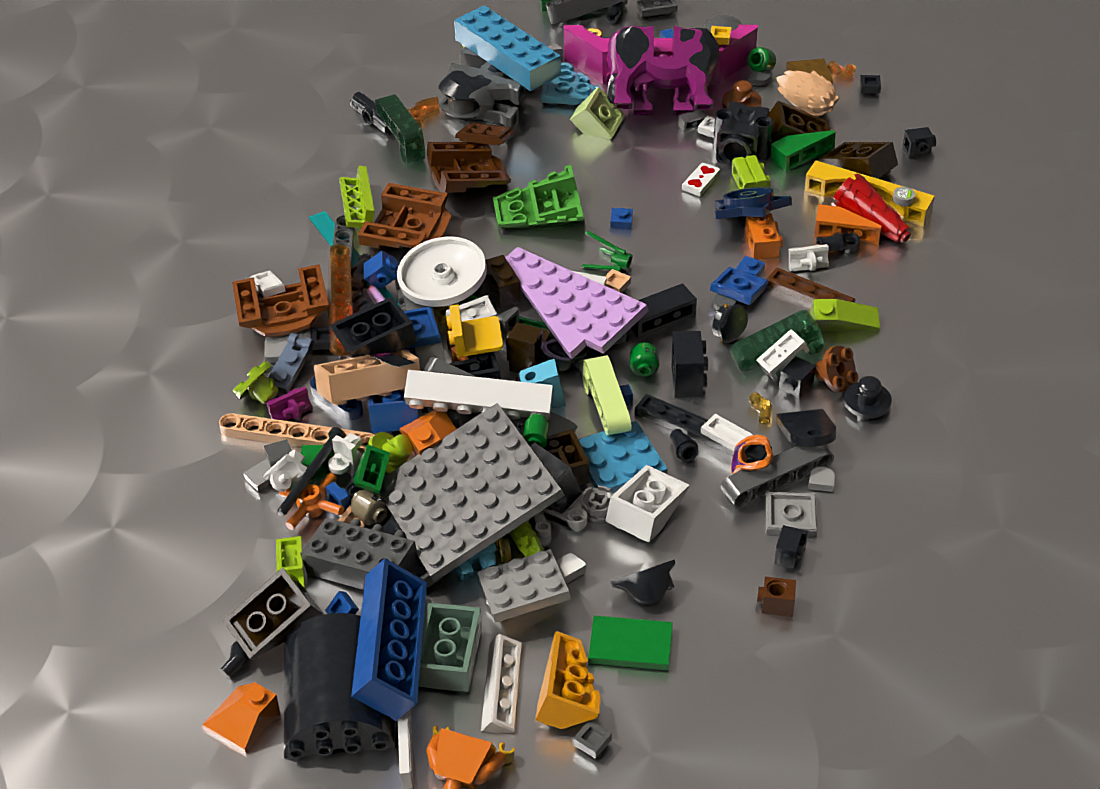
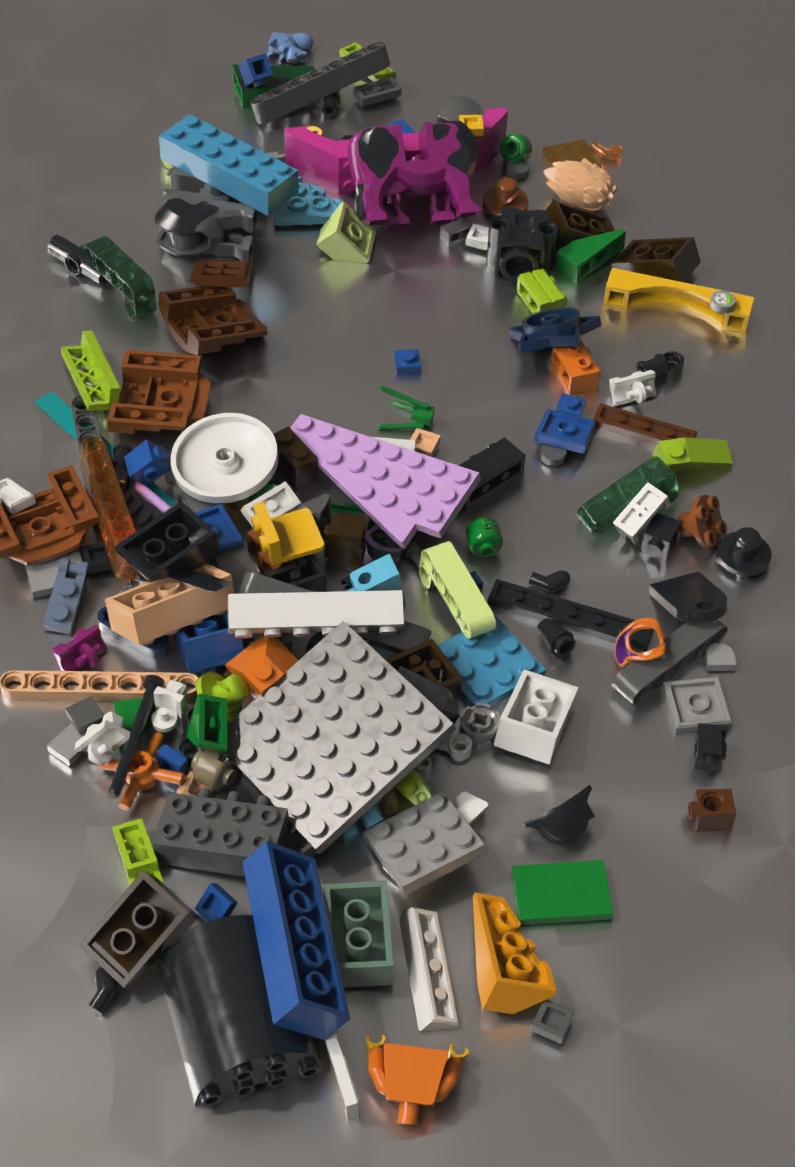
camera: 15 degrees left, 5 degrees up
(244, 715) = (132, 1061): orange slope -> none
(258, 385) = (38, 630): lime plate -> none
(425, 109) = (140, 246): clear orange tile -> none
(536, 430) = (394, 647): green brick -> none
(541, 204) = (311, 354): bright green wedge -> none
(688, 364) = (538, 537): black brick -> none
(692, 402) = (552, 582): none -> black arm
(701, 179) = (485, 303): white tile -> none
(724, 432) = (601, 616): white tile -> none
(730, 322) = (569, 479): black piece -> none
(762, 406) = (631, 577): clear yellow arm -> none
(837, 219) = (651, 338): orange slope -> none
(862, 199) = (687, 321): red cone -> none
(870, 84) = (643, 166): black plate -> none
(918, 141) = (715, 231): black brick -> none

